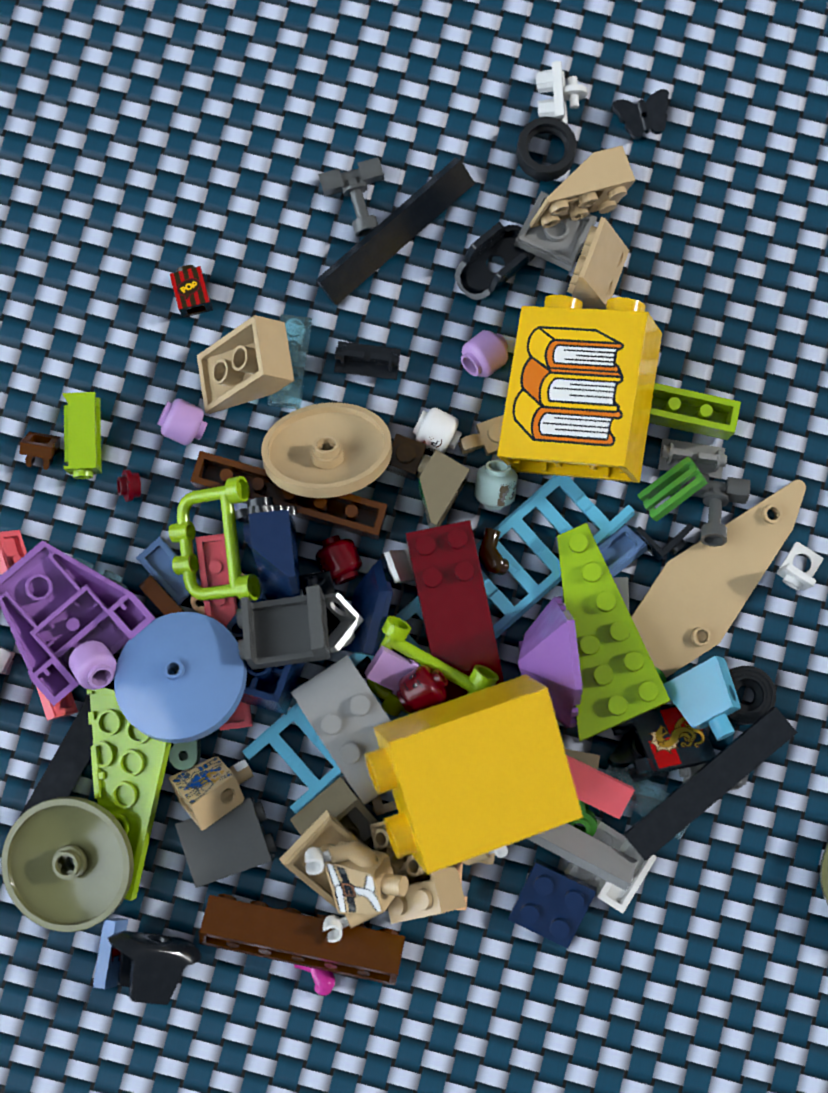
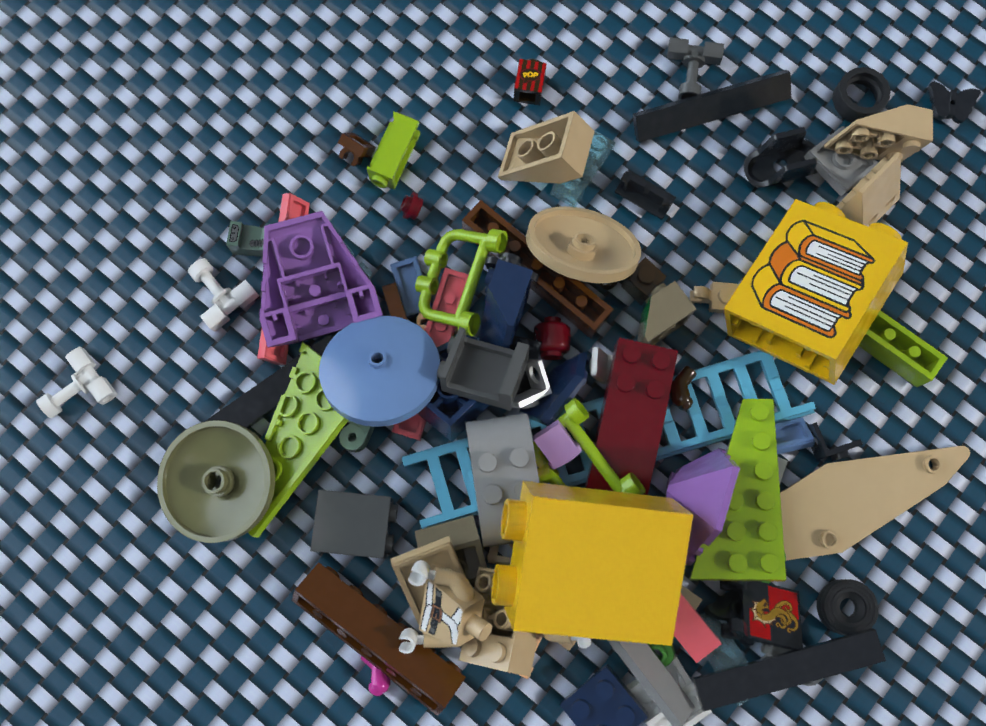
camera: 25 degrees right, 5 degrees down
(92, 665) = (314, 329): lavender head -> none
(108, 956) = (214, 573): medium blue tile -> none
(152, 964) = (243, 598): black piece -> none
(182, 421) = (476, 175): lavender head -> none
(210, 789) = (361, 475): tan torso -> none
(422, 689) = (576, 470): dark red head -> none
(437, 430) = (679, 268): white head -> none
(484, 354) = (743, 229): lavender head -> none
(495, 485) = (708, 336): light aqua head -> none
(554, 81) = (888, 46): white hips -> none
(668, 485) = (856, 400): bright green tile -> none
(706, 696) = (816, 592): medium azure torso -> none
(707, 458) = (881, 389): light grey hinge -> none
(716, 496) = (889, 429): dark grey bar -> none
(793, 576) = (932, 523): white bracket -> none

